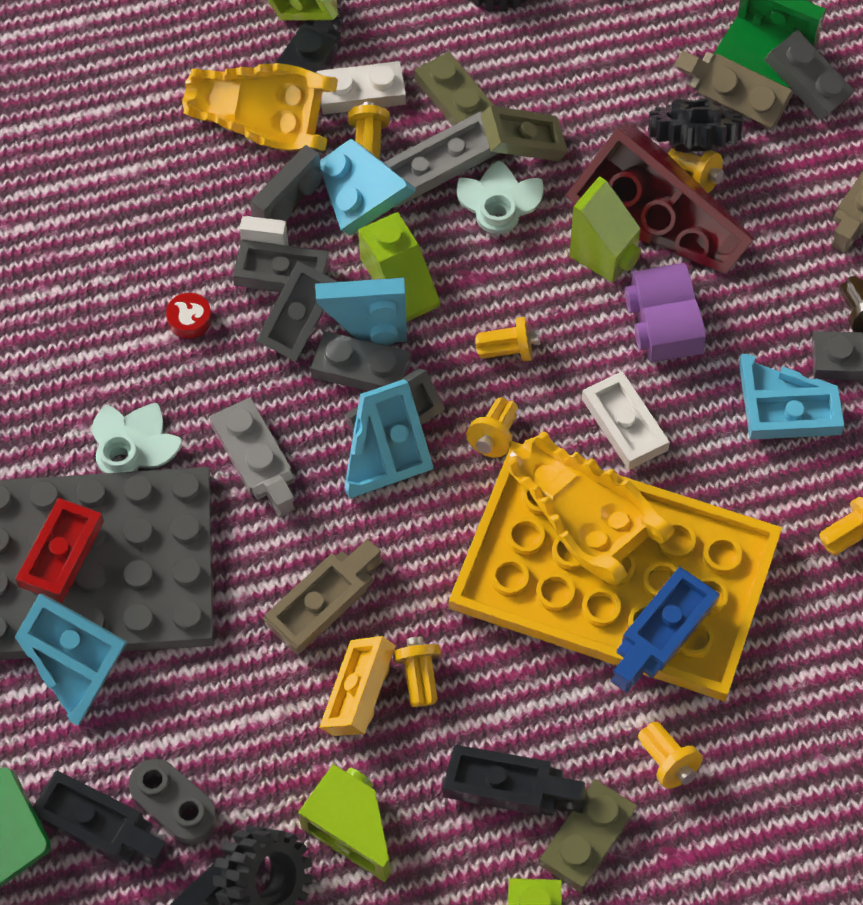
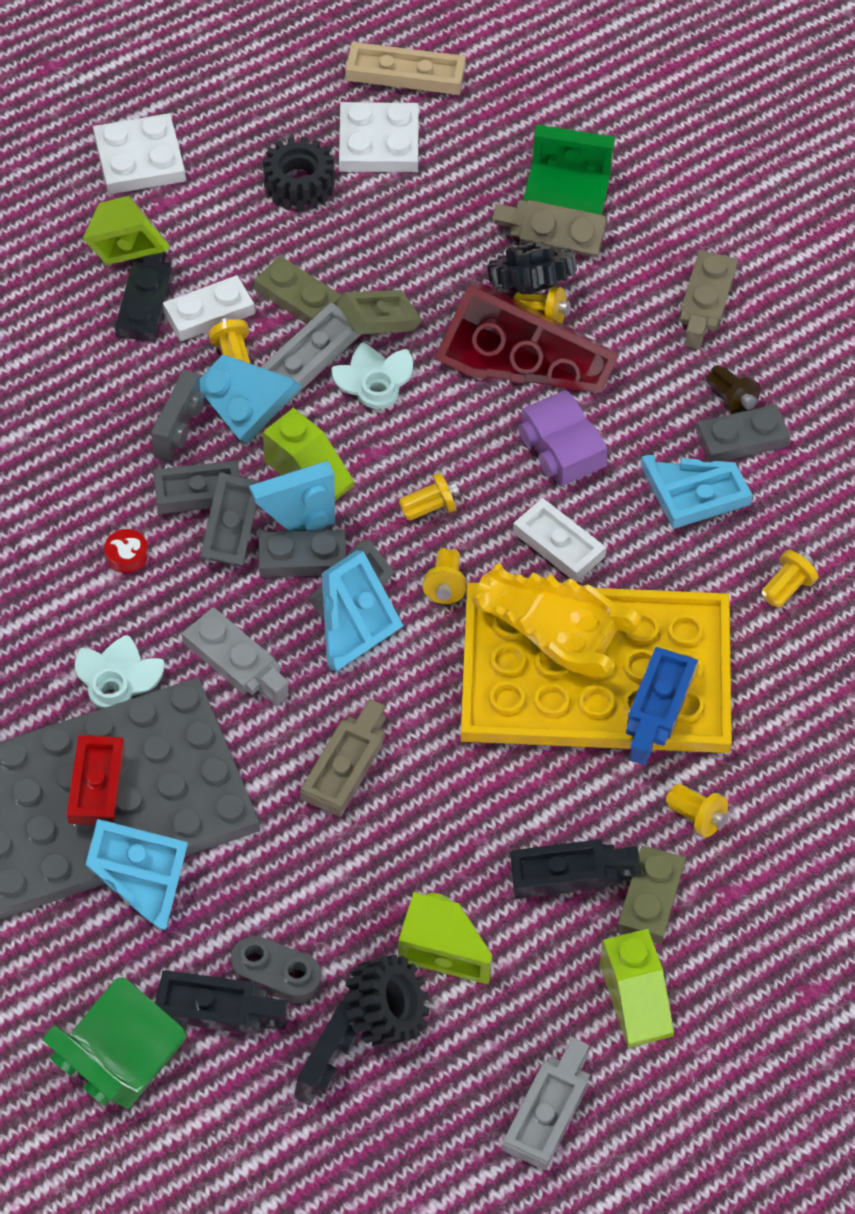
camera: 20 degrees left, 5 degrees down
(264, 230) = (171, 456): white tile -> none
(266, 103) = (127, 343): yellow animal -> none
(357, 686) = (406, 826): yellow plate -> none
(419, 670) = (455, 797): yellow piece -> none
(604, 232) = (485, 382): lime slope -> none
(809, 75) = (616, 200): dark grey plate -> none

